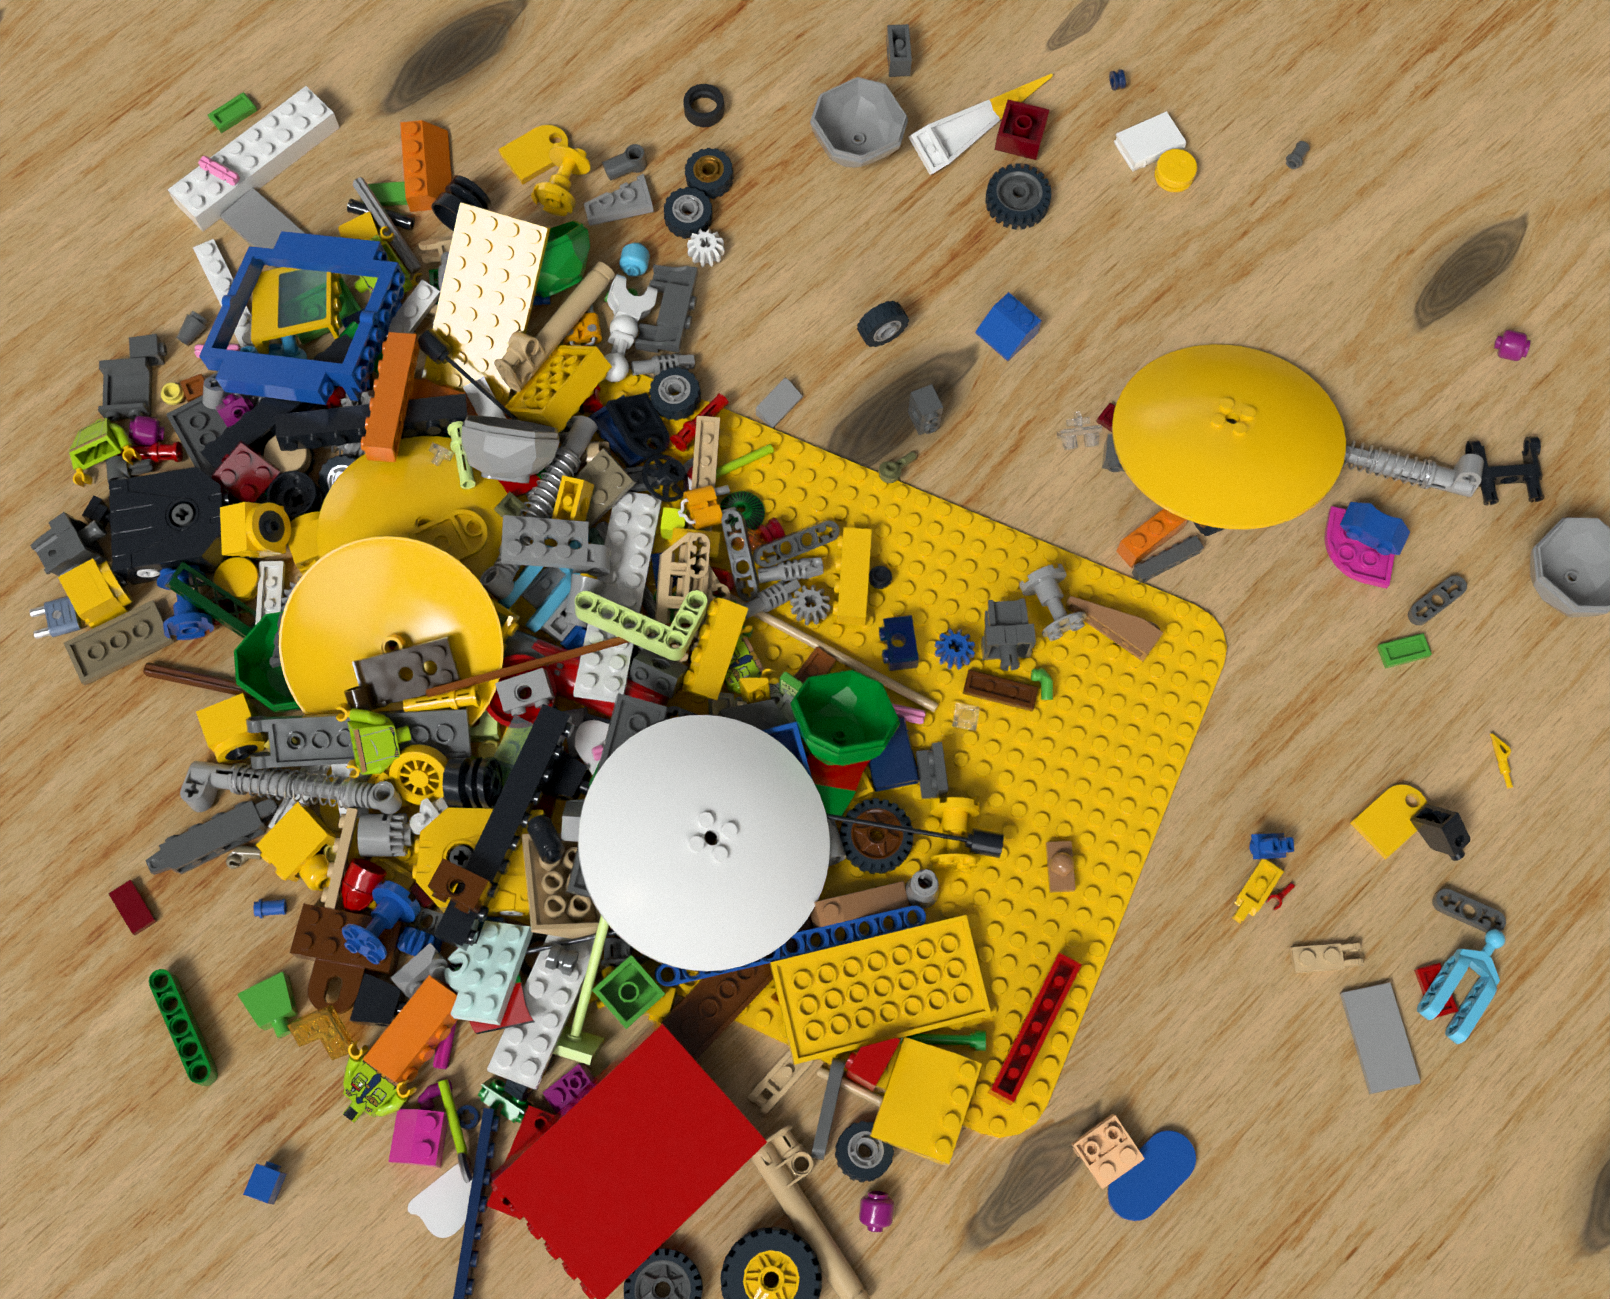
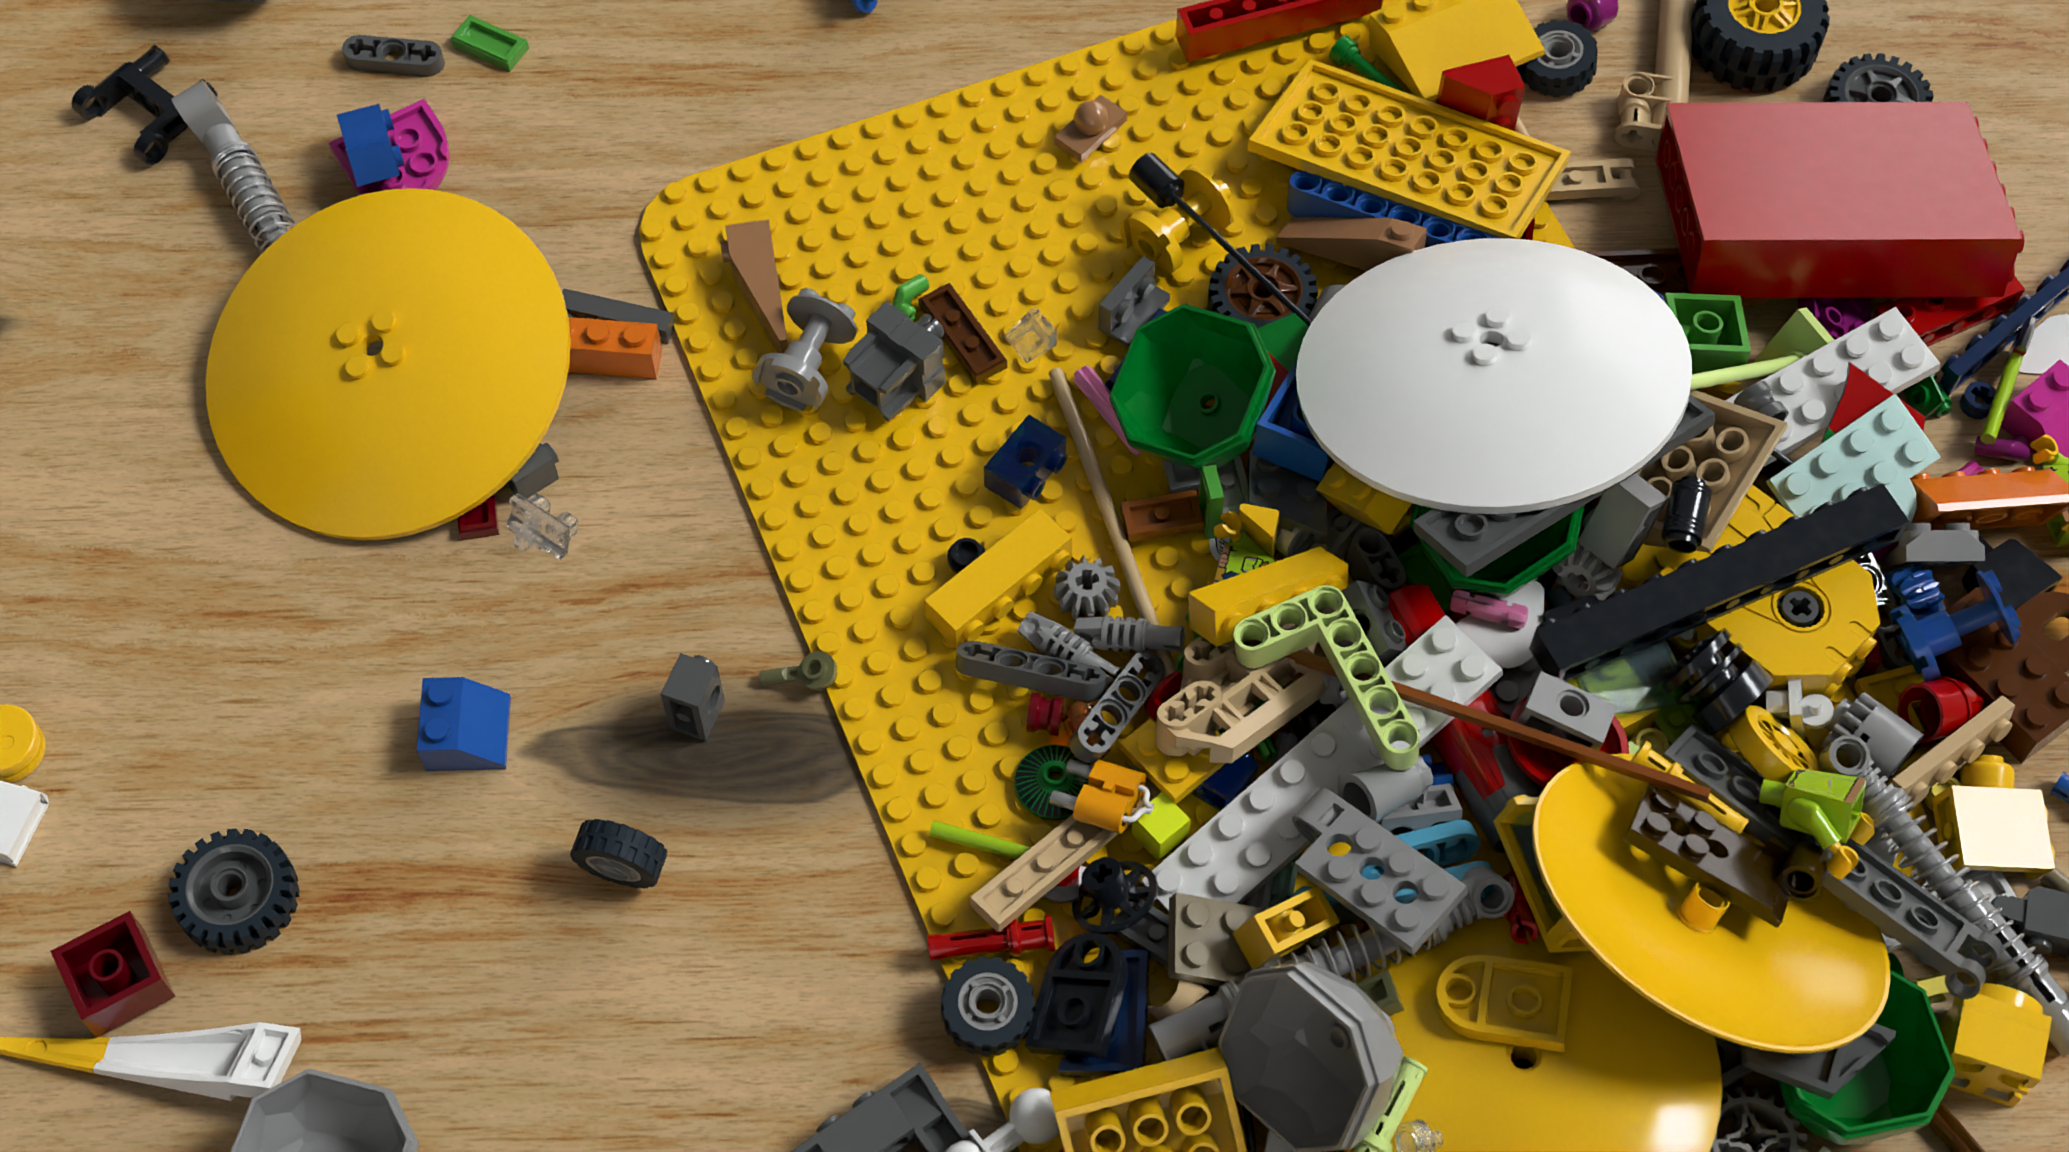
camera: 135 degrees left, 10 degrees down
(448, 876) = (1841, 553): reddish brown brick -> none
(661, 363) = (960, 1075): light grey hinge -> none
(778, 403) = (858, 890): light grey slope -> none
(828, 1108) = (1567, 110): dark grey beam -> none
(922, 897) = (1264, 206): light grey plant -> none
(949, 655) = (969, 405): blue gear -> none

